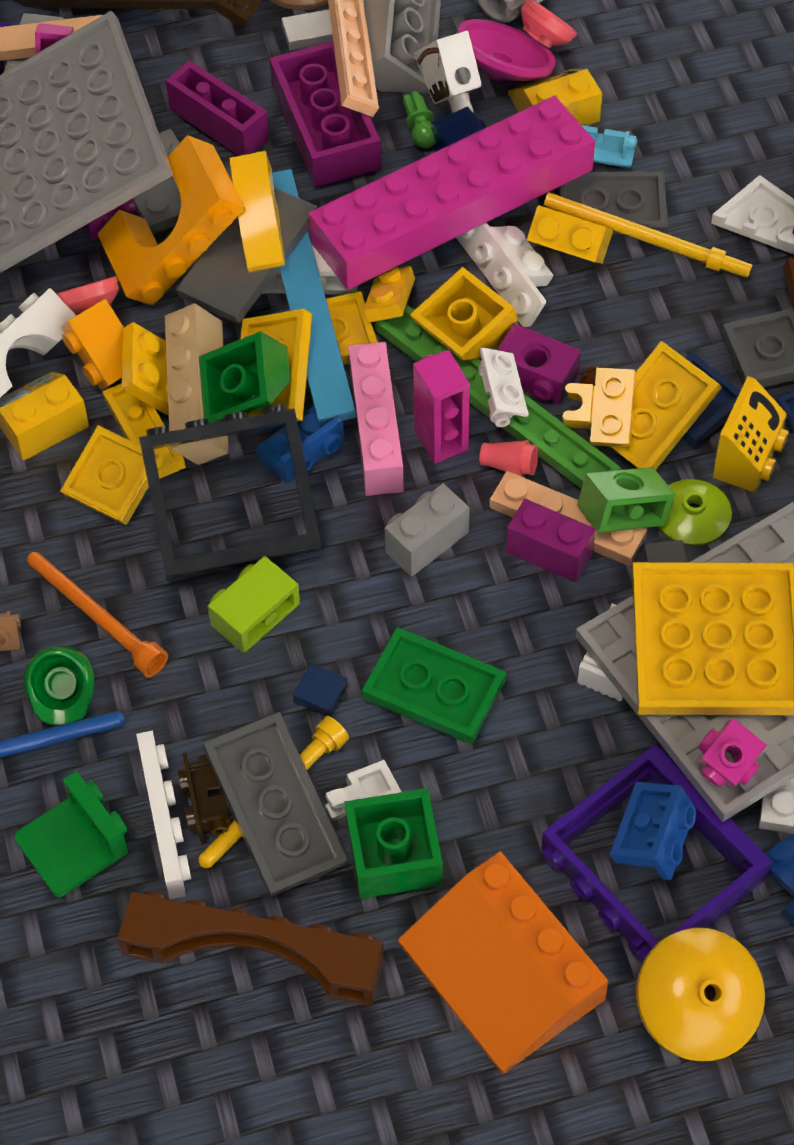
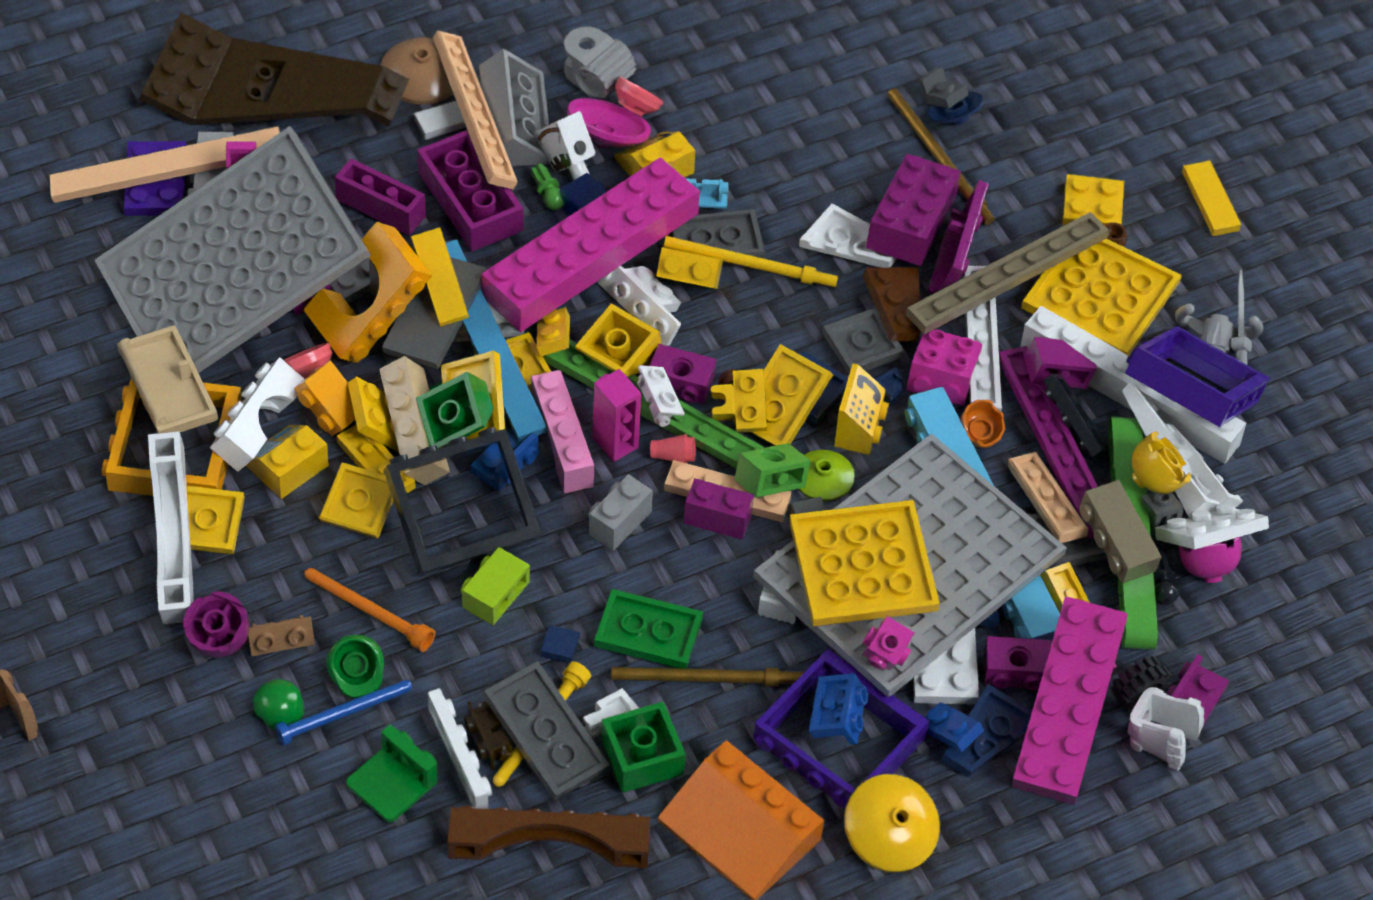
camera: 15 degrees left, 5 degrees down
(577, 769) = (770, 676): none -> pearl gold bar

